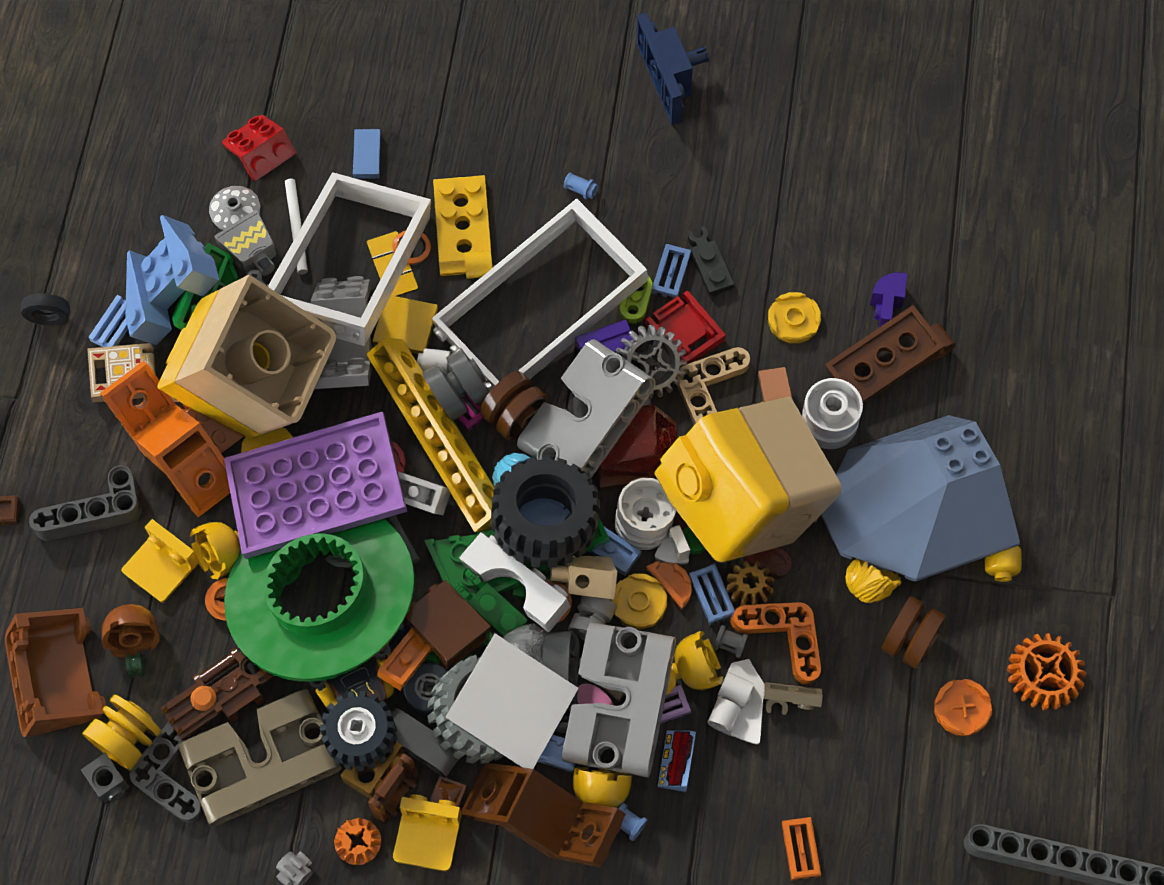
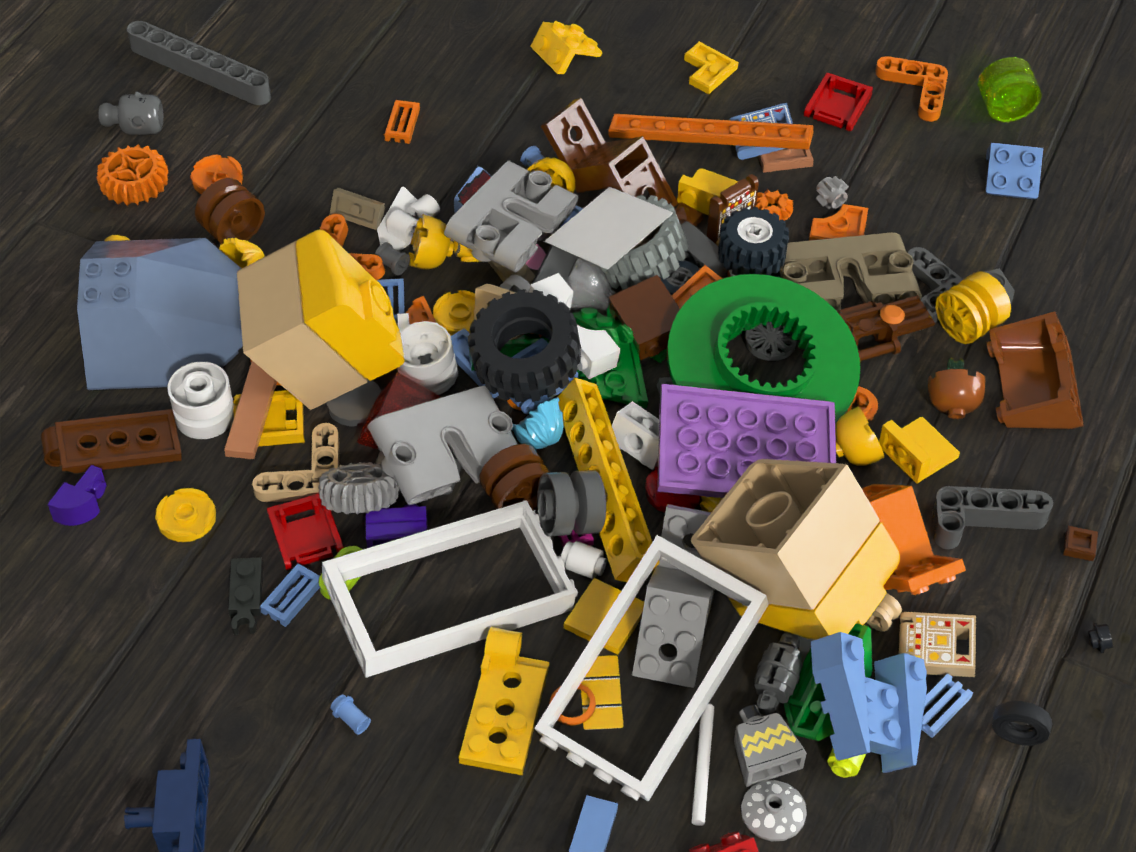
camera: 165 degrees left, 15 degrees down
(275, 831) = (845, 223): none -> orange tile
(1089, 753) = (135, 114): none -> dark grey piece

